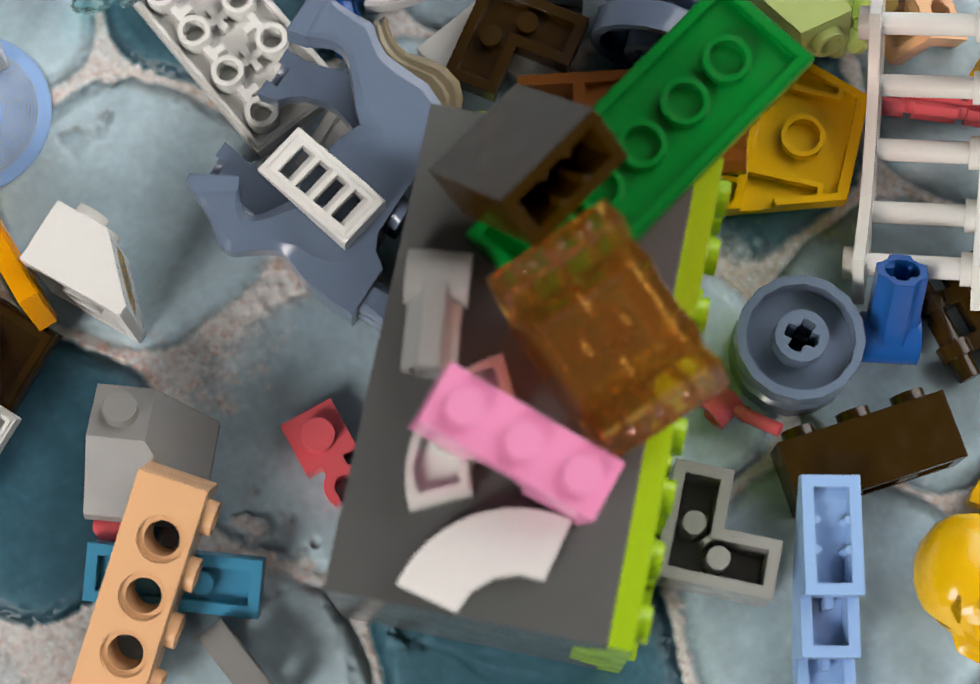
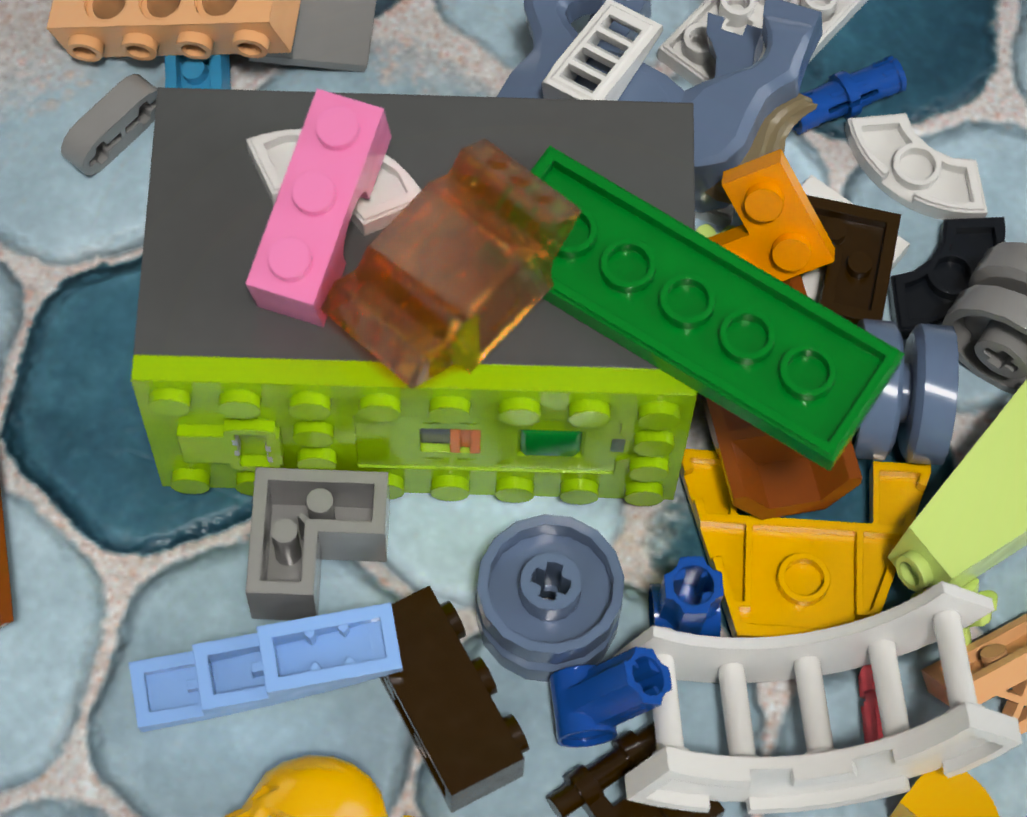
camera: 75 degrees right, 10 degrees down
(435, 296) = (443, 126): light grey piece -> none
(484, 550) = (211, 212): white tile -> none
(488, 71) = (778, 220): none -> light orange plate
(528, 163) = (621, 163): dark brown brick -> none
(727, 405) = (469, 542): coral hand -> none
(822, 232) = (688, 598): none -> blue piece

